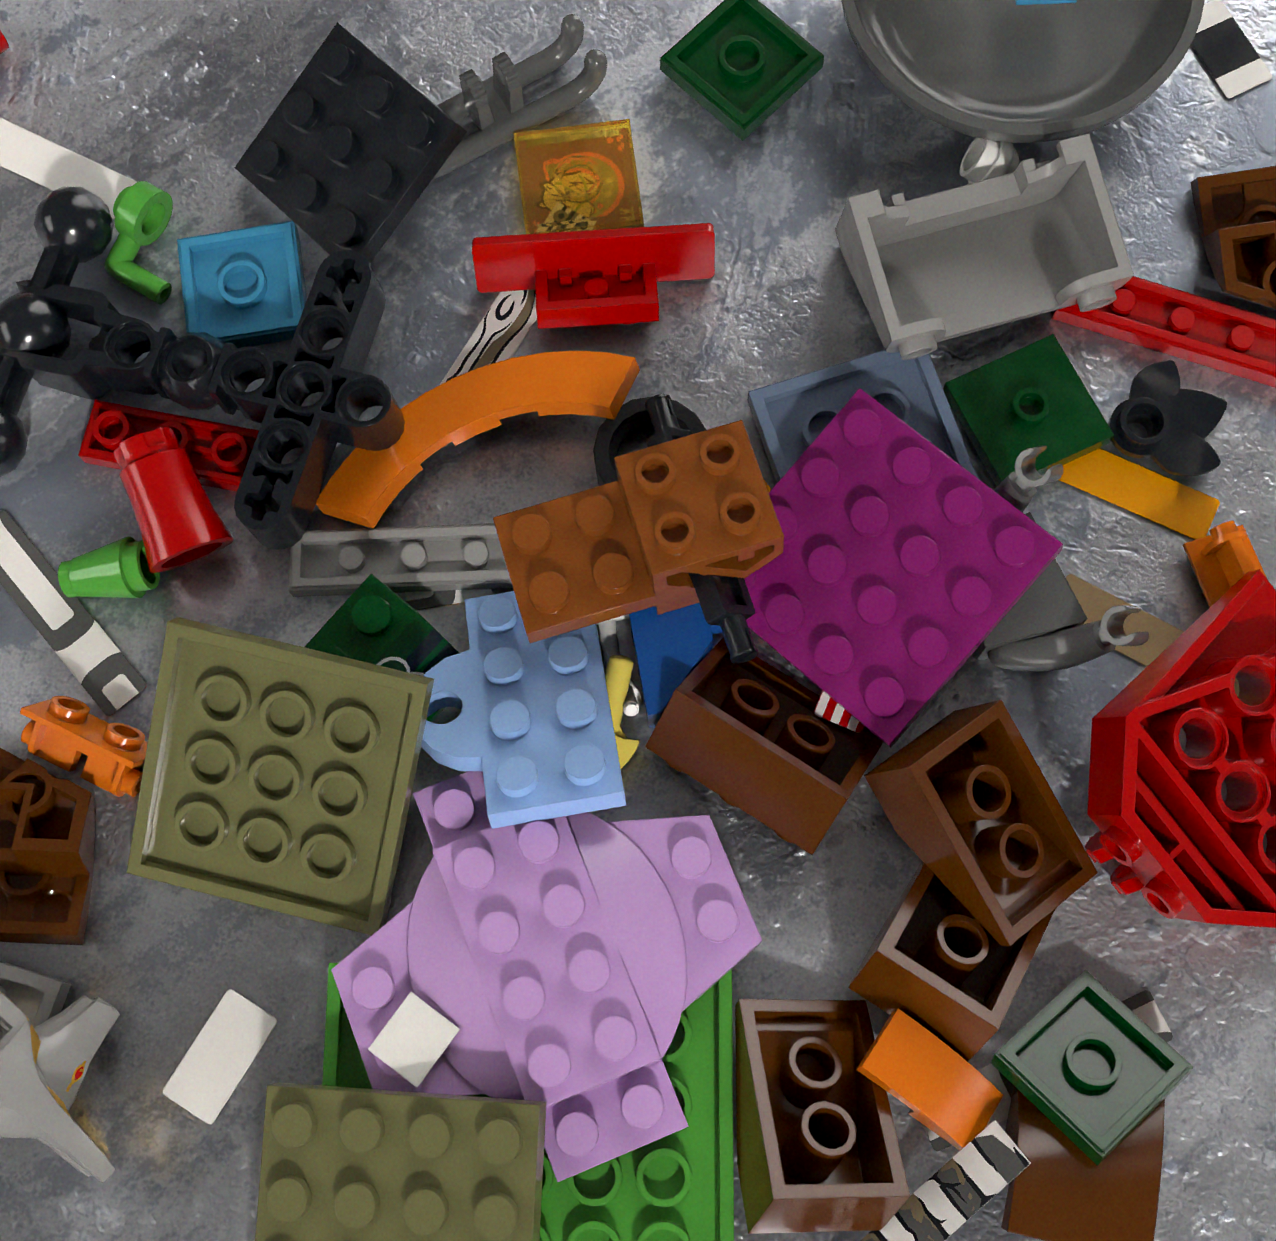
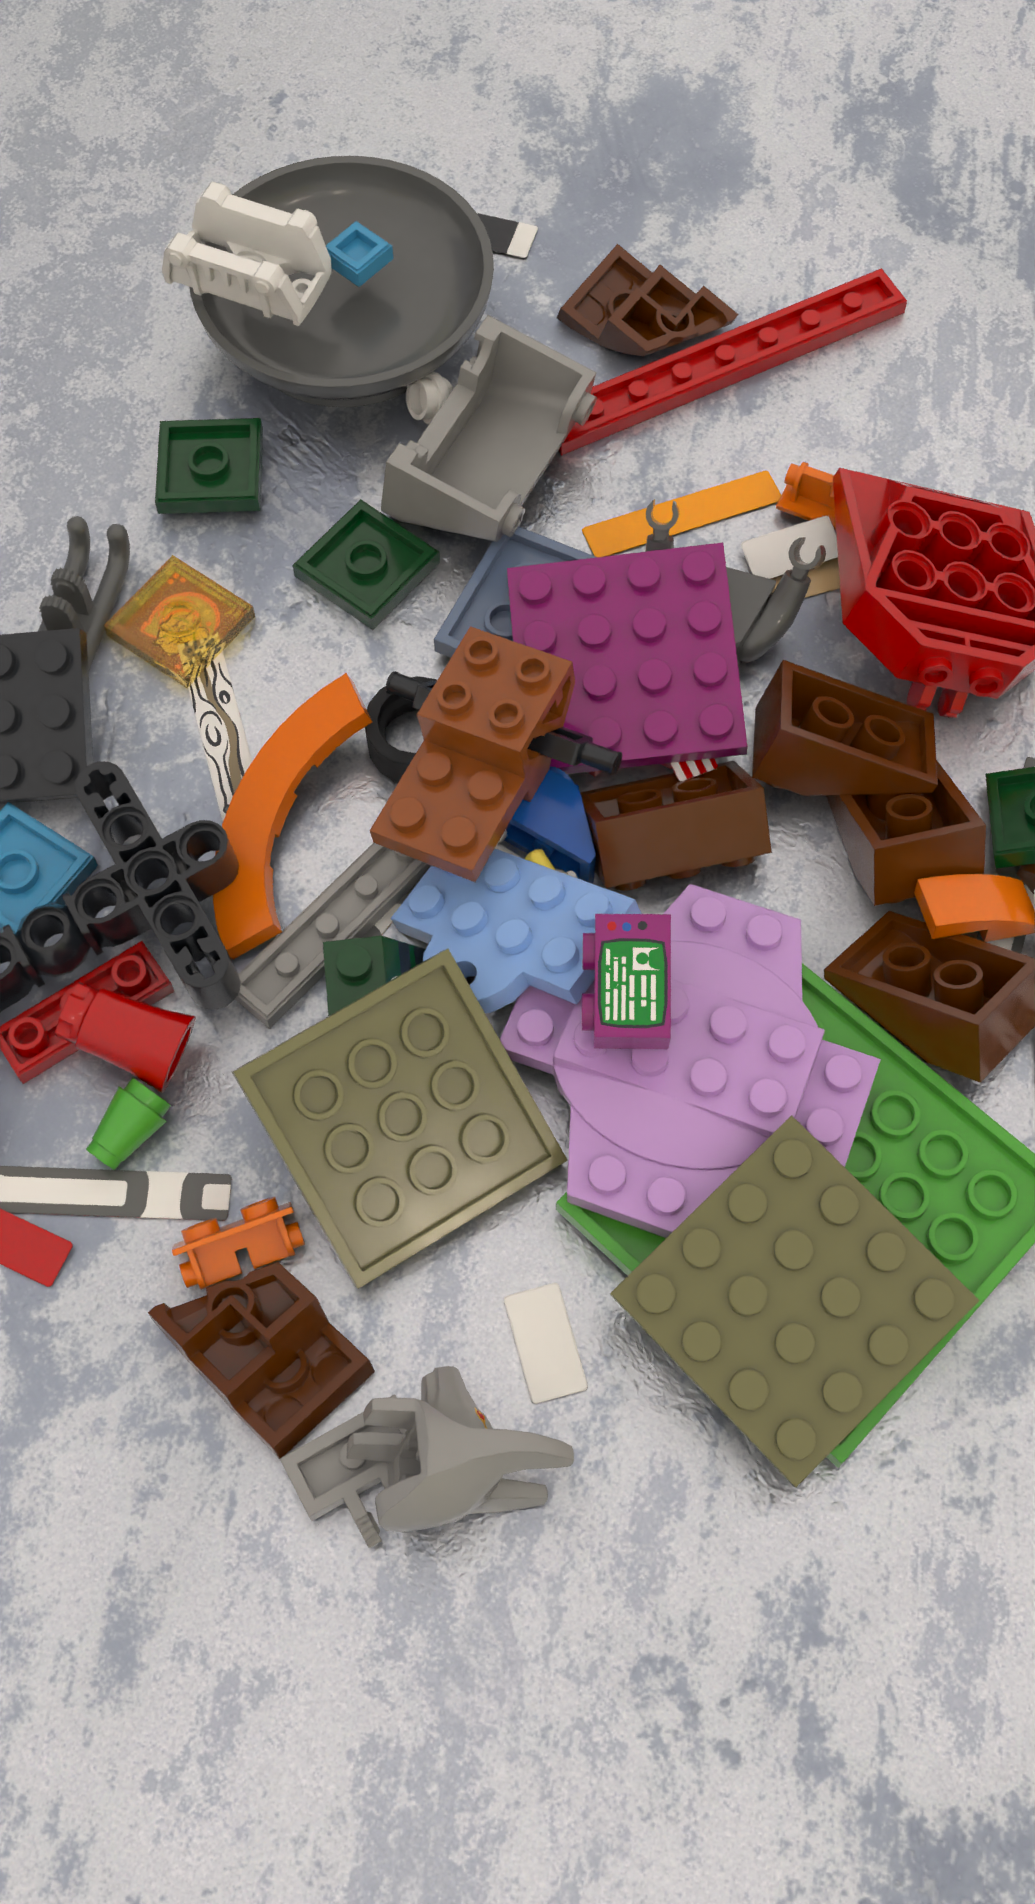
camera: 50 degrees left, 10 degrees down
(413, 1039) = (668, 1173): white sticker -> none
(527, 861) = (630, 981): none -> brick
(595, 273) = (253, 659): red bracket -> none
(777, 269) = (366, 564): none -> dark green tile
(1027, 403) = (606, 509): dark green plate -> none
(1165, 599) = (769, 553): none -> white sticker
(1173, 419) = (692, 451): black plate -> none

